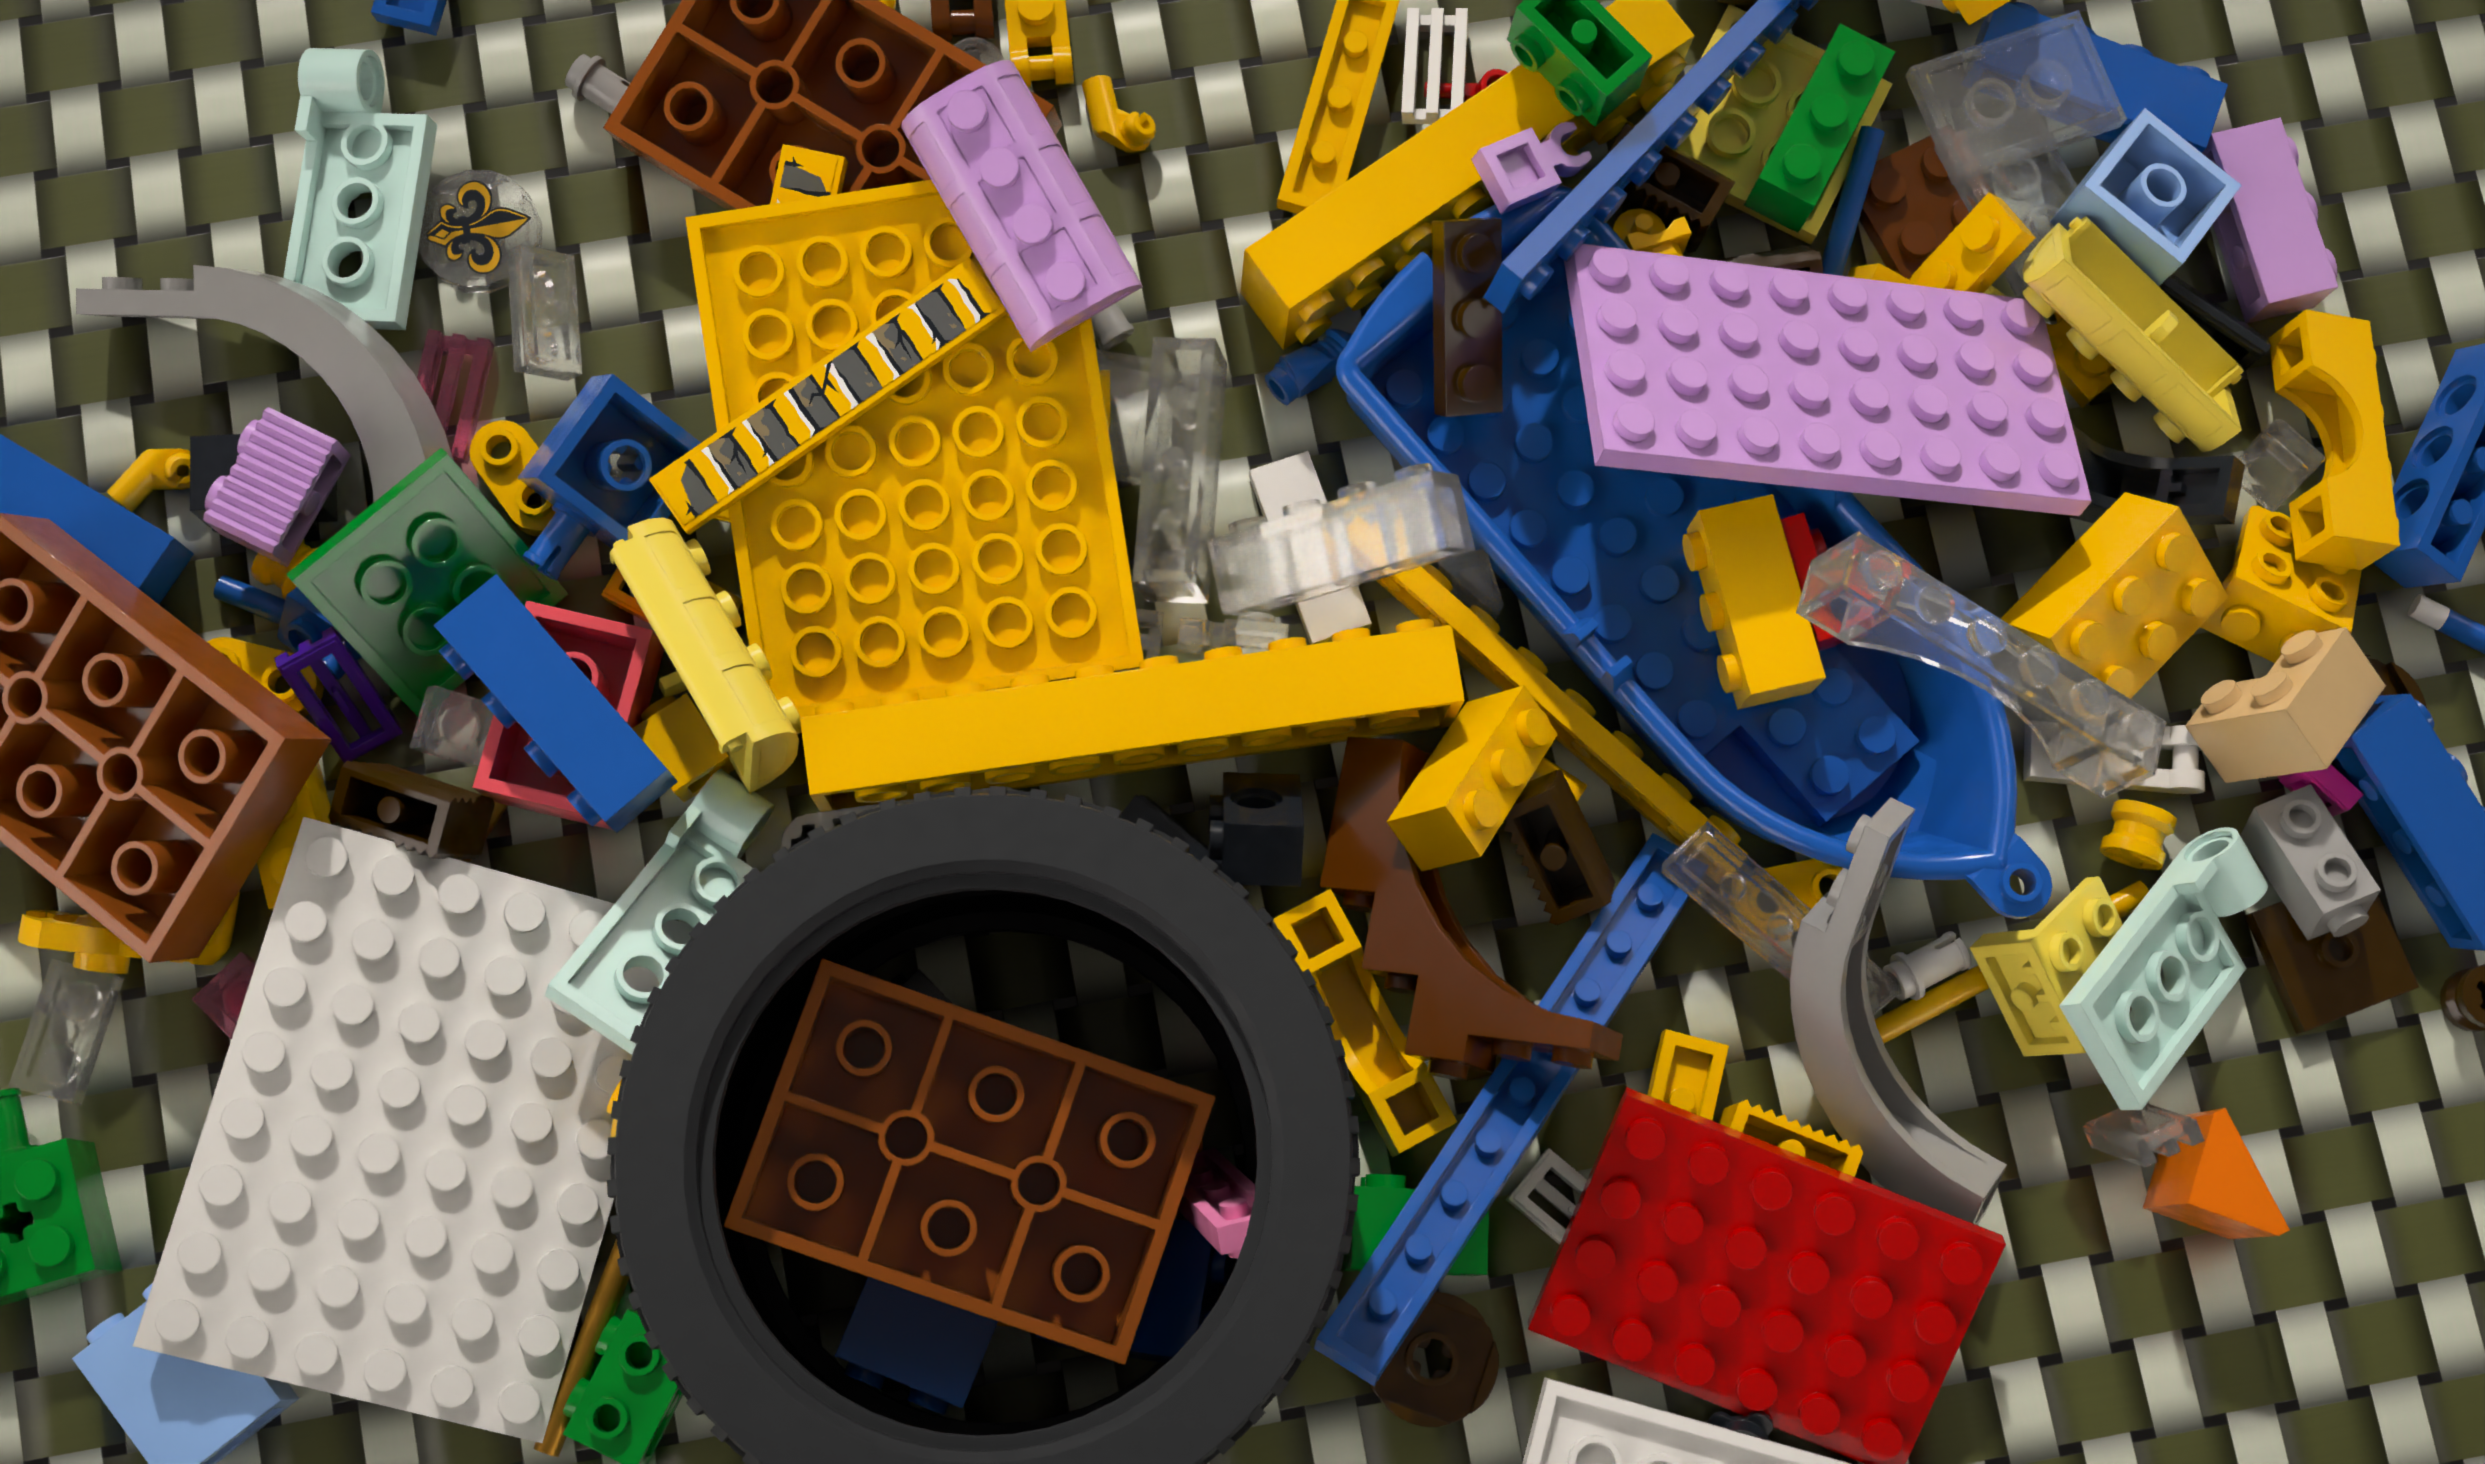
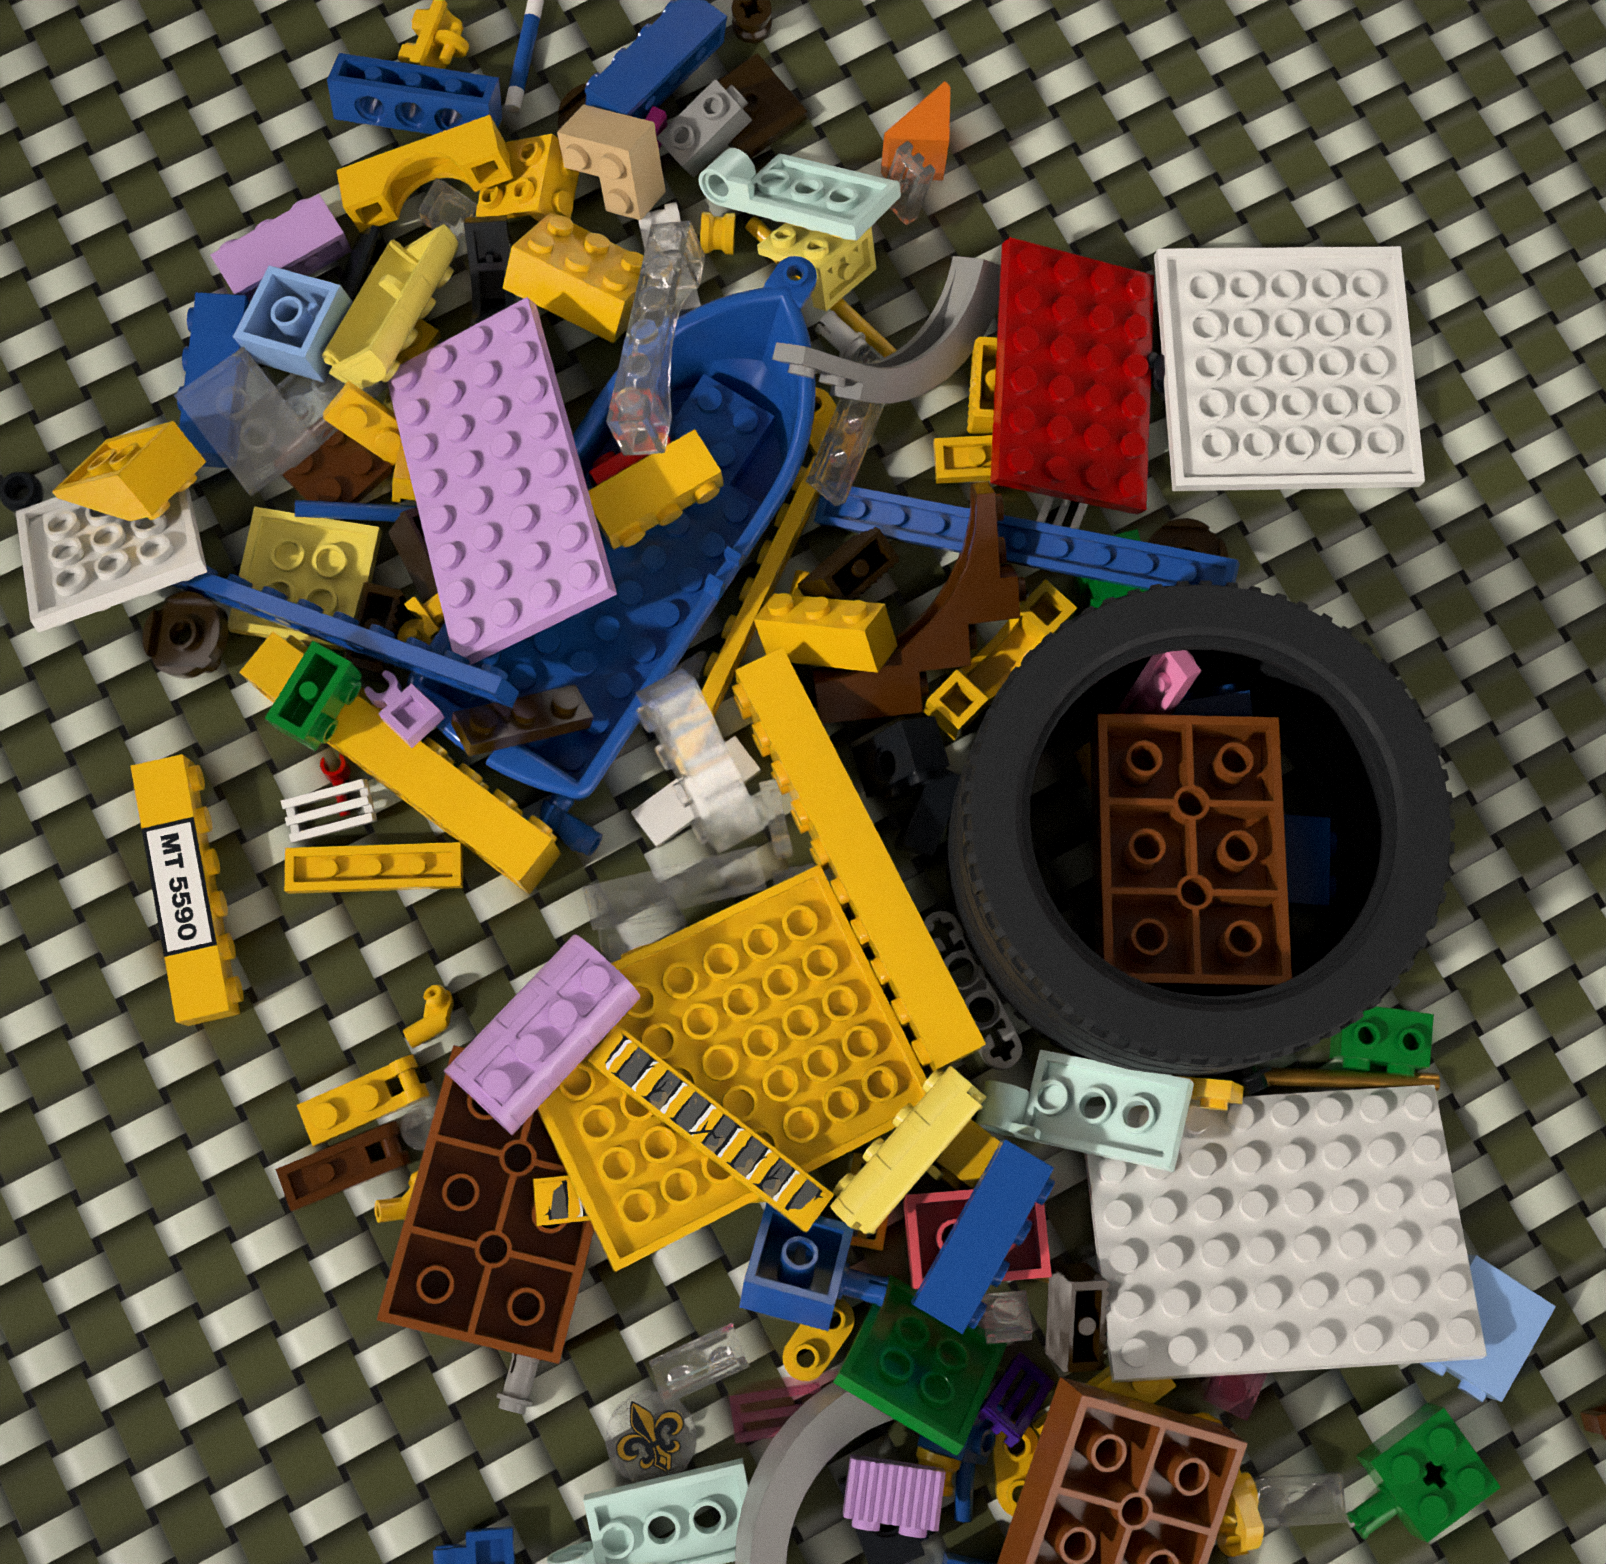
camera: 100 degrees left, 0 degrees up
(1819, 128) = (307, 539): green brick -> none

